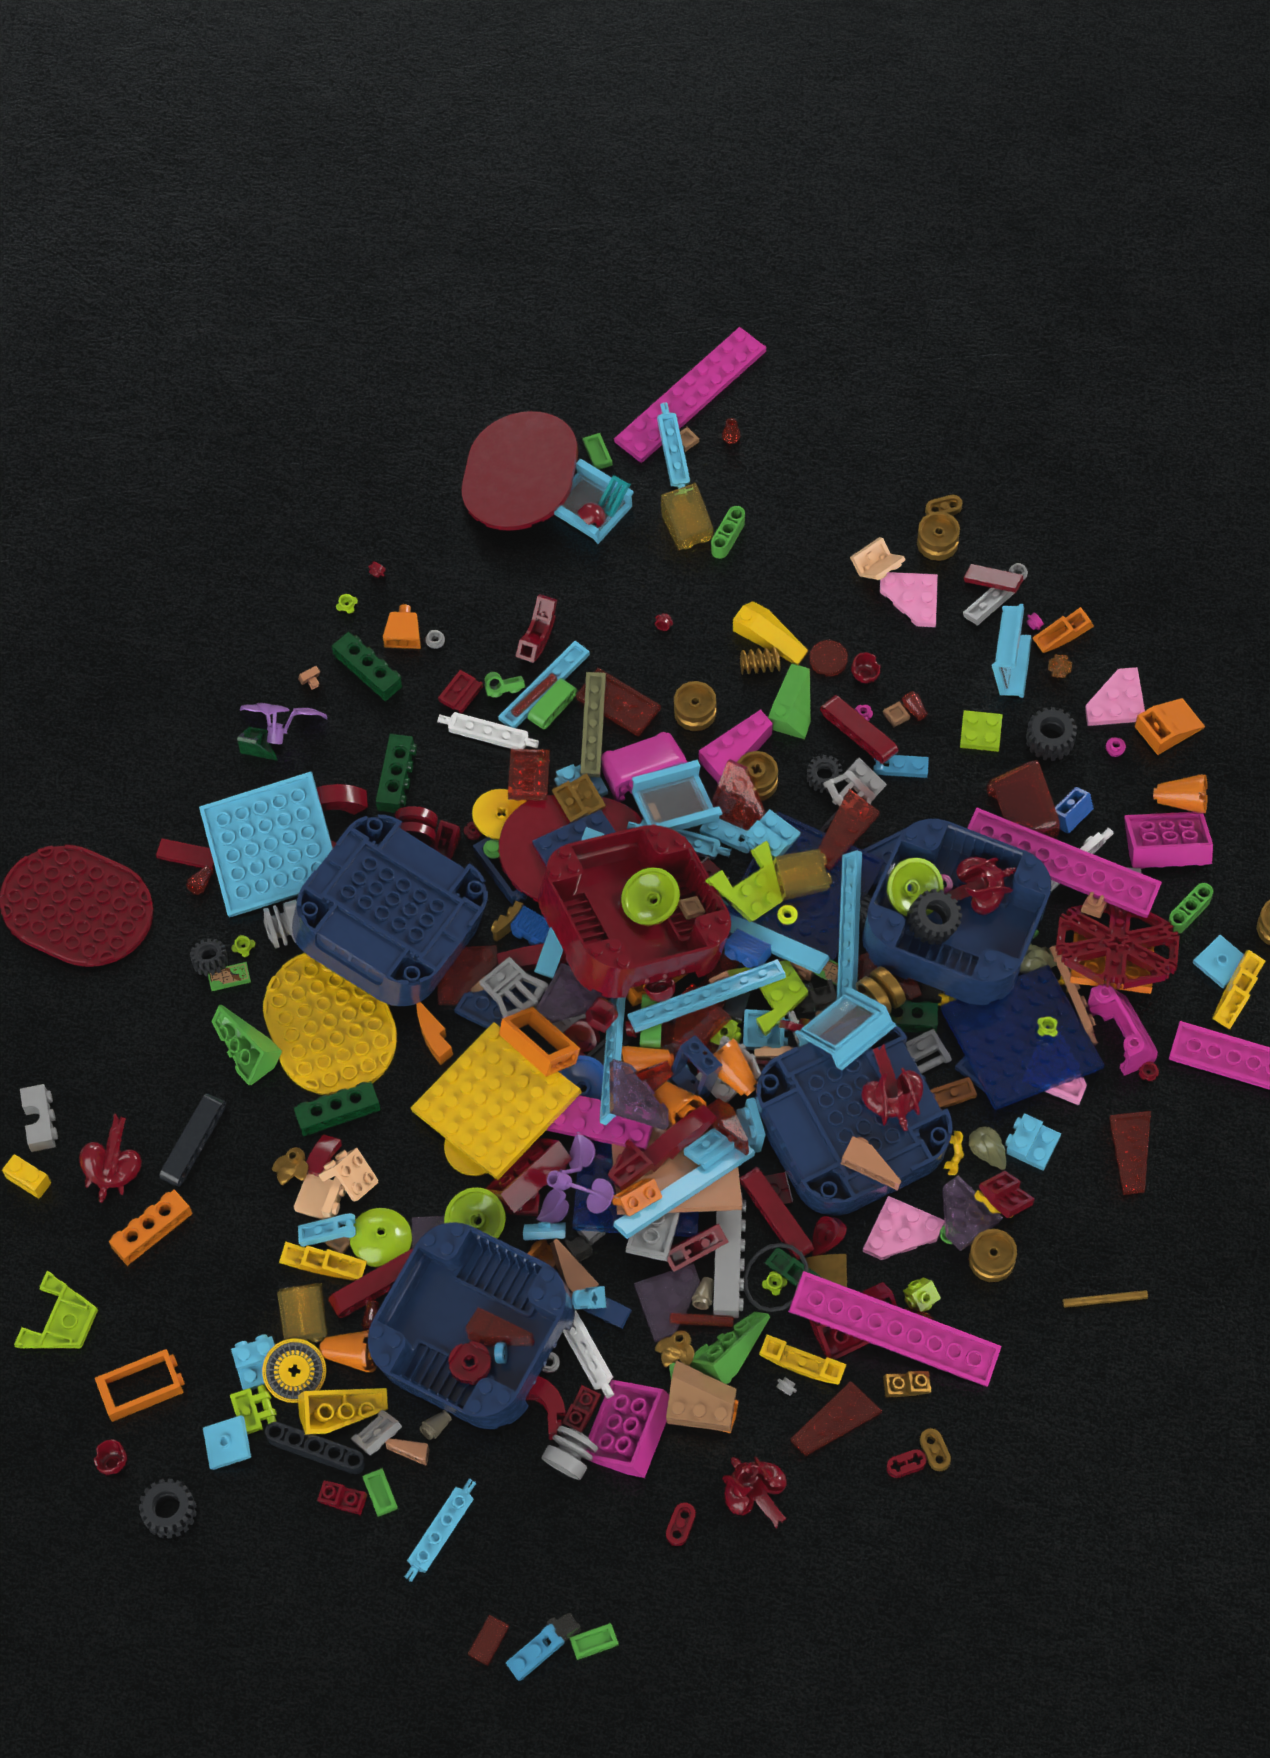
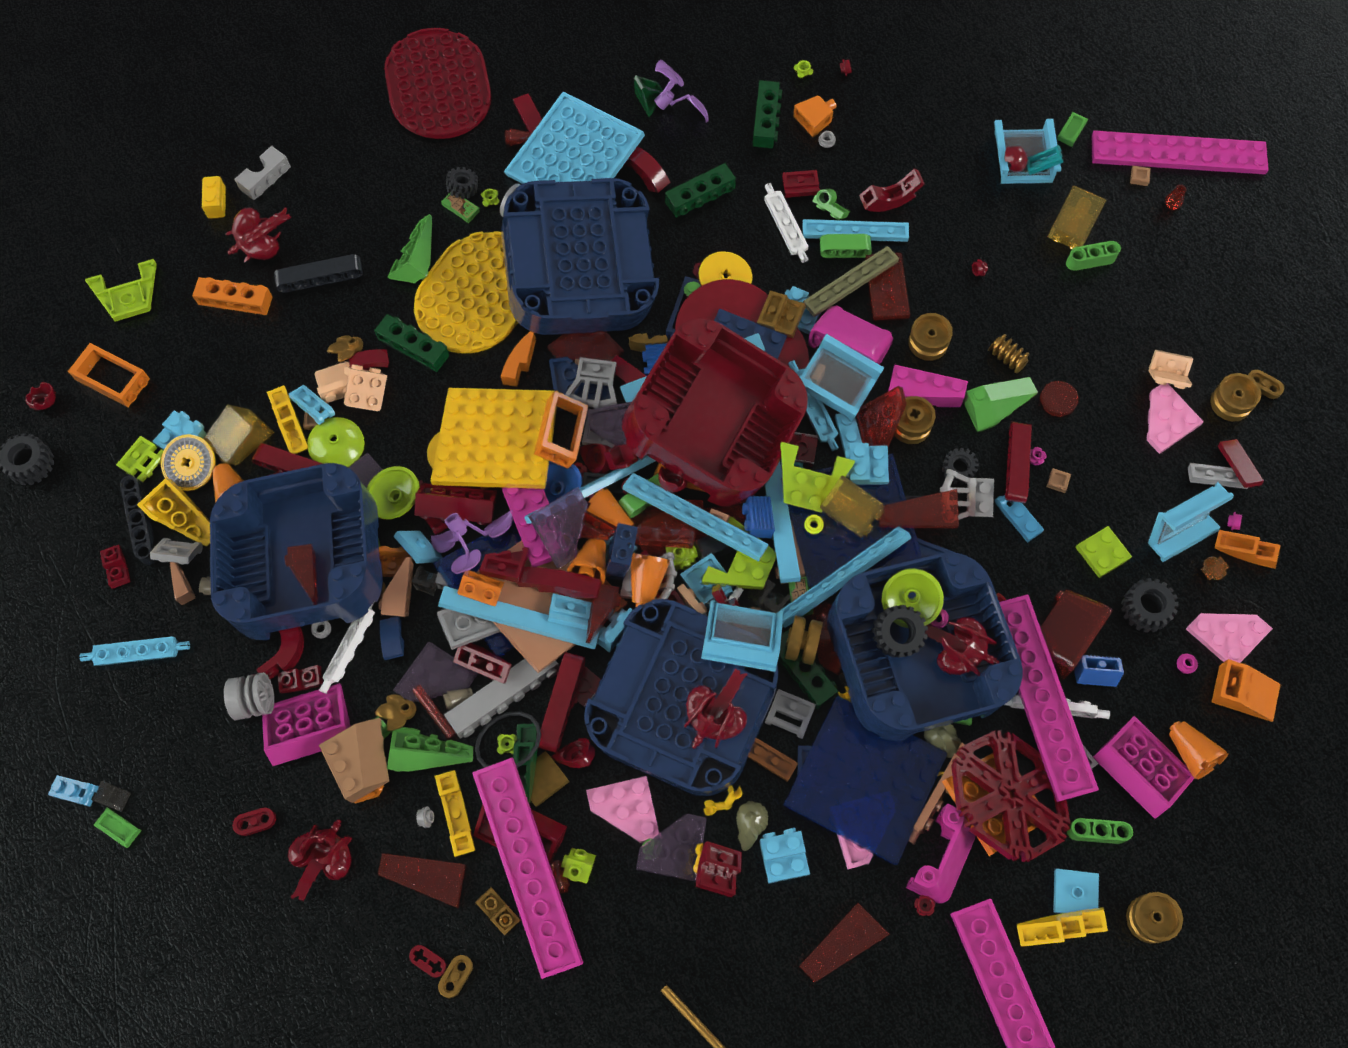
camera: 50 degrees right, 5 degrees up
(227, 1442) = (103, 460): medium azure plate -> none
(310, 677) = (726, 87): nougat tile -> none
(380, 1492) = (137, 588): bright green tile -> none
(418, 823) = (665, 230): dark red wheel -> none
(447, 839) = (676, 259): dark red slope -> none
(468, 1351) = (268, 582): dark red plate -> none
(488, 1640) = (68, 749): clear red tile -> none
(500, 1352) = (288, 587): dark azure tile -> none
(520, 470) = (1006, 91): dark red tile -> none
(528, 774) = (771, 269): clear red plate -> none
(534, 695) = (839, 228): clear red piece -> none
(589, 1298) = (381, 617): medium azure piece -> none
(646, 887) = (737, 408): lime dish -> none
(673, 447) = (1124, 169): medium azure plate -> none
(691, 907) = (758, 452): medium nougat tile -> none
(767, 631) = (1040, 341): yellow wedge -> none
(865, 668) = (1074, 429): dark red hair -> none
(867, 1161) = (642, 733): nougat slope -> none
(914, 704) = (1078, 485): clear red cone -> none
(992, 1255) = (648, 887): pearl gold wheel -> none
(1020, 568) = (1268, 475): light grey plate -> none
(1047, 1021) = (894, 793): lime plate -> none
(1094, 906) = (1029, 751): nougat tile -> none

